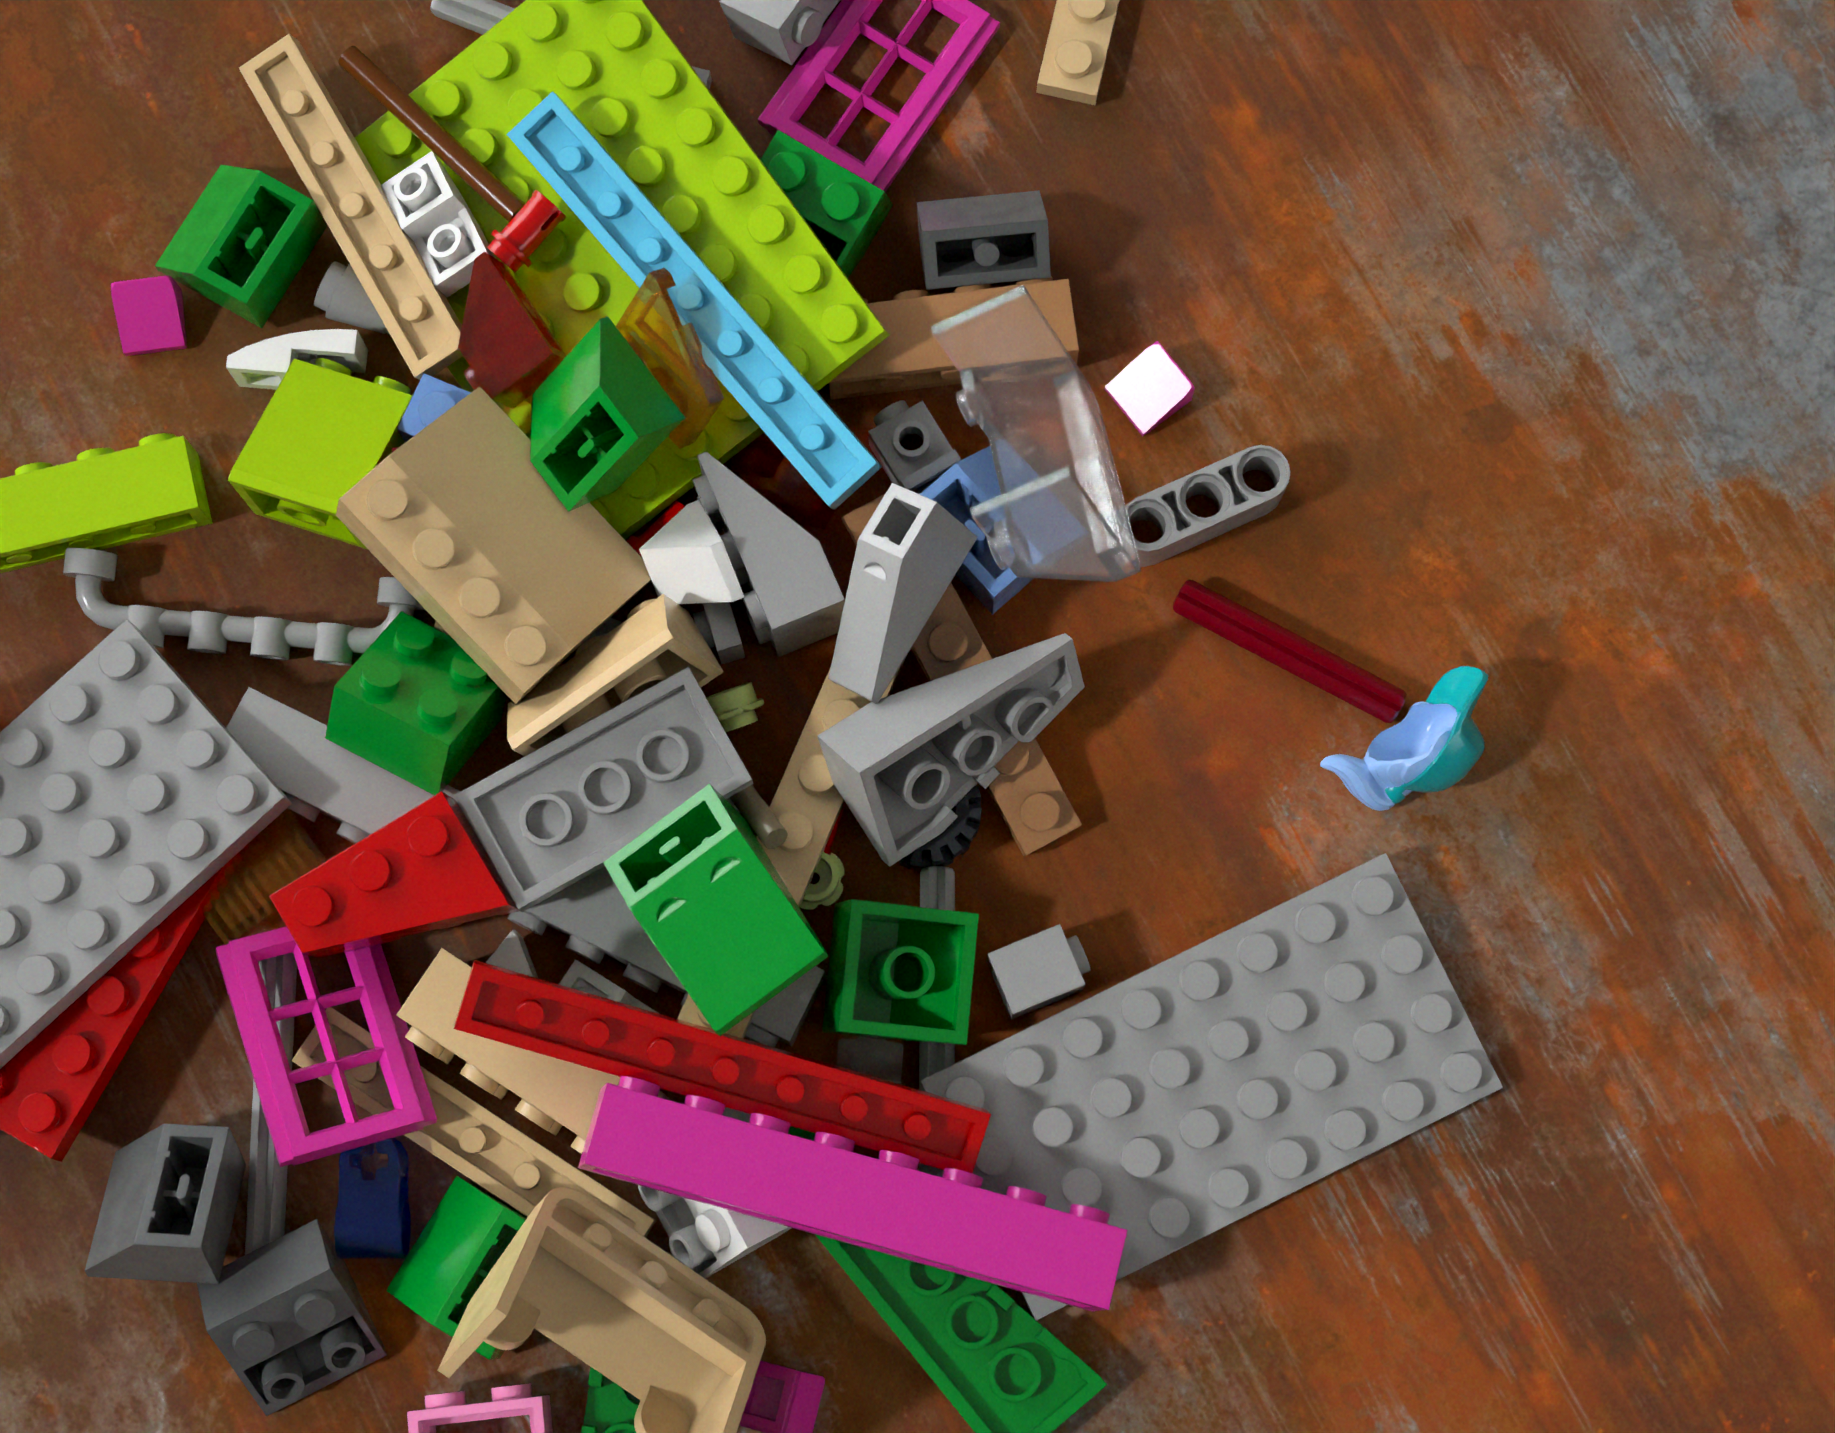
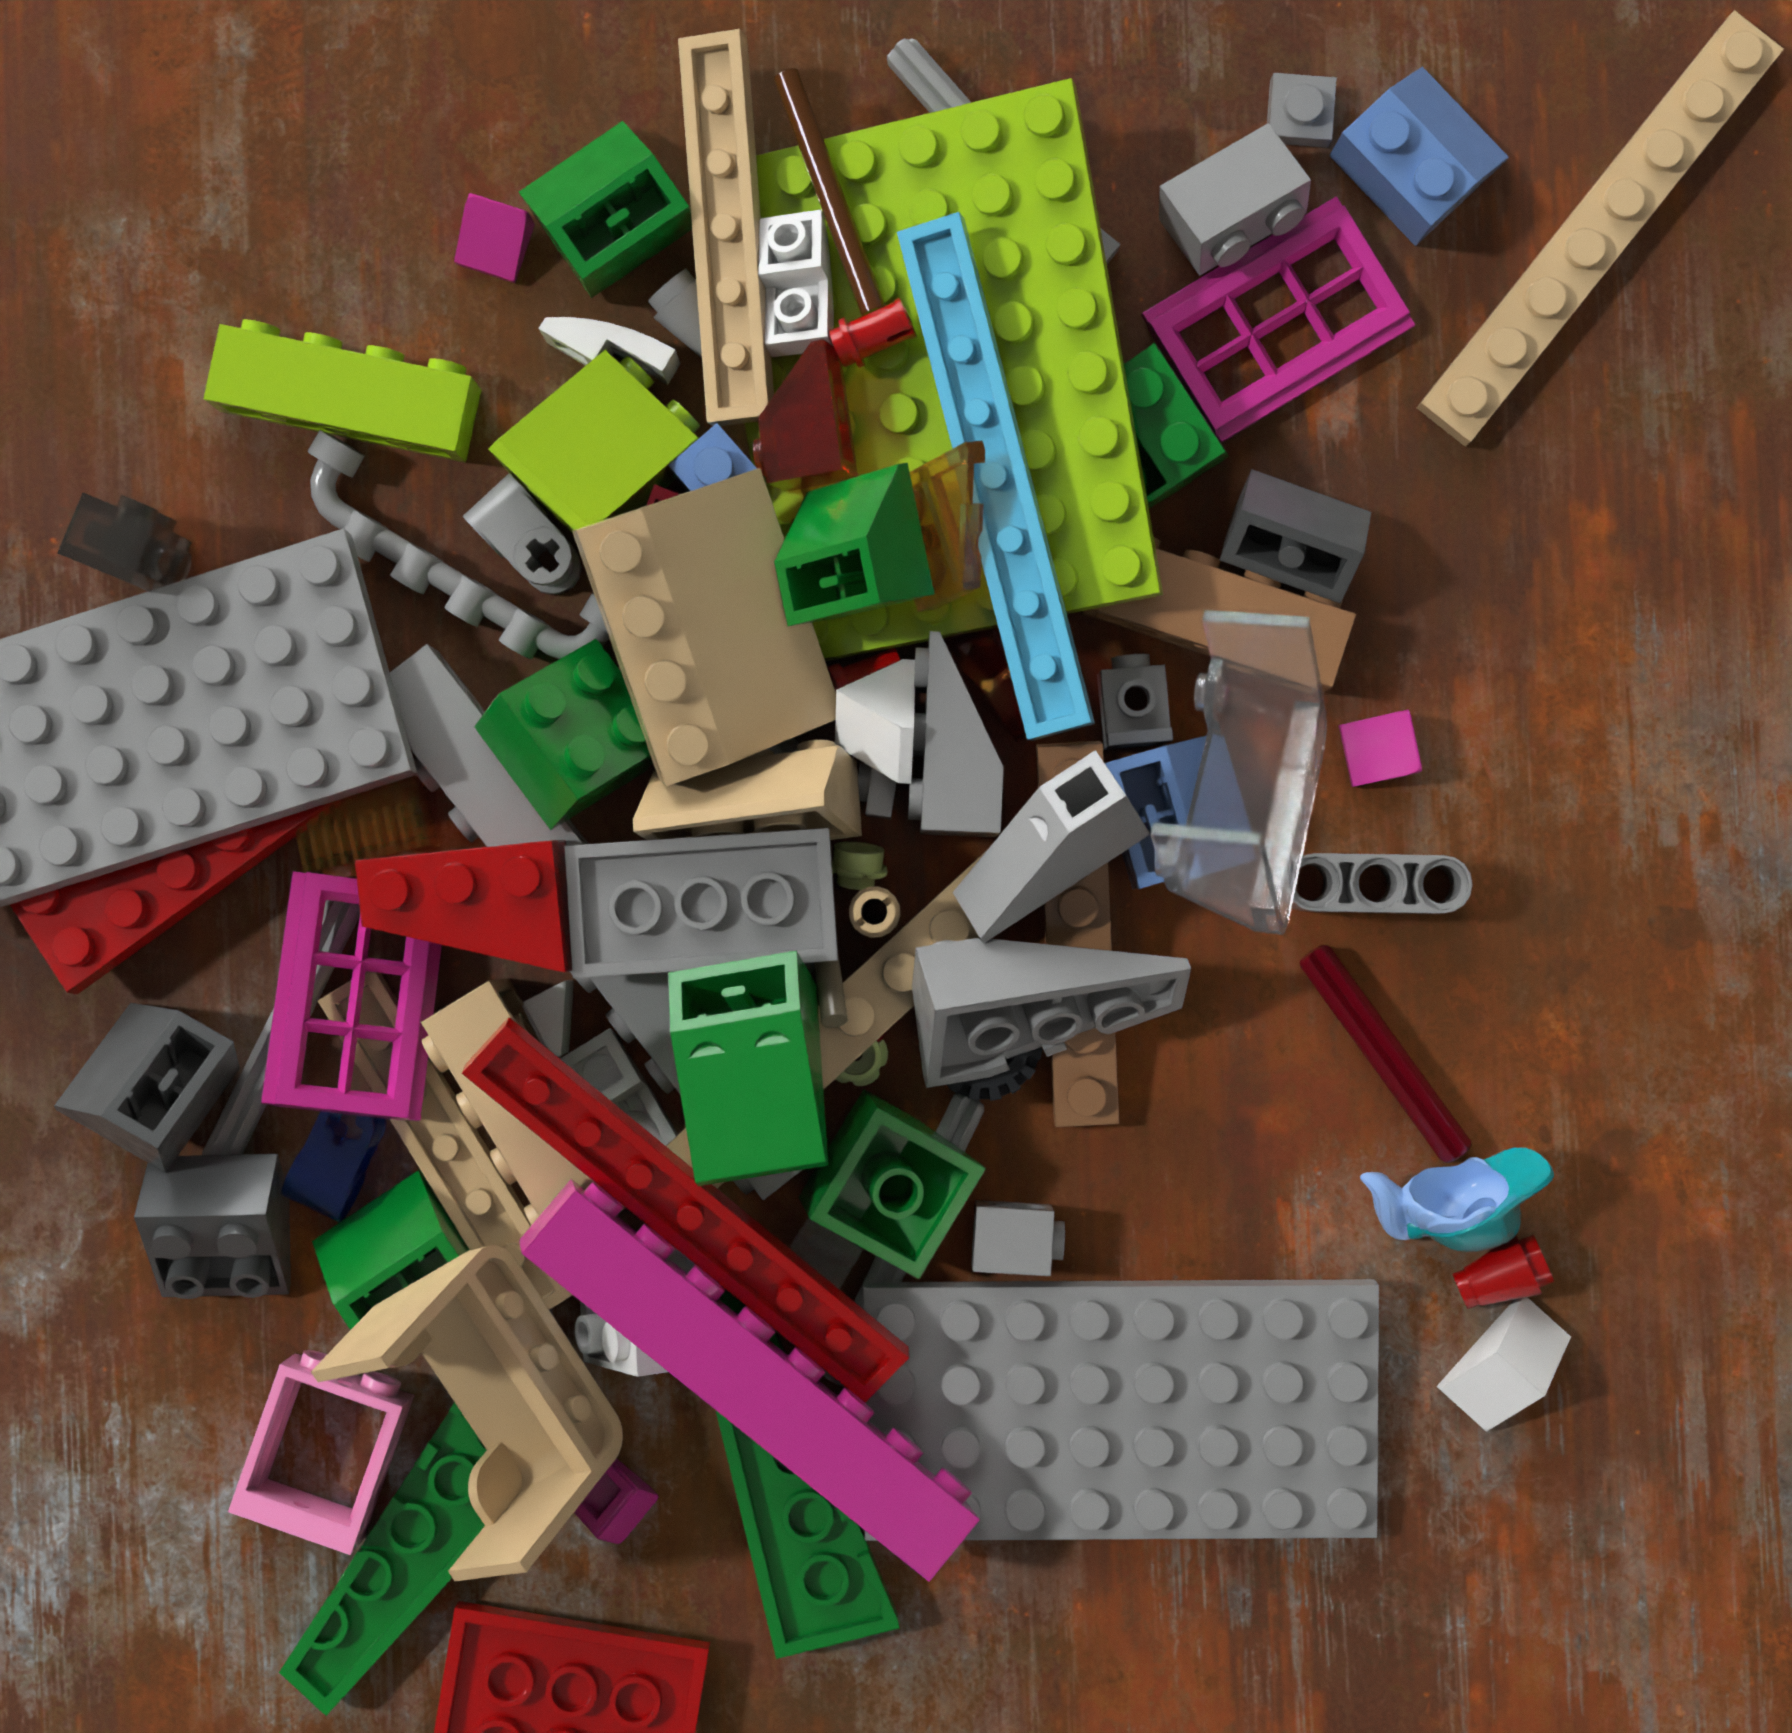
camera: 25 degrees right, 10 degrees up
(290, 554) = (521, 532): none -> light grey piece
(767, 733) = (856, 911): none -> tan pin
(1495, 792) = (1504, 1274): none -> red cone
(1538, 876) = (1507, 1365): none -> white slope

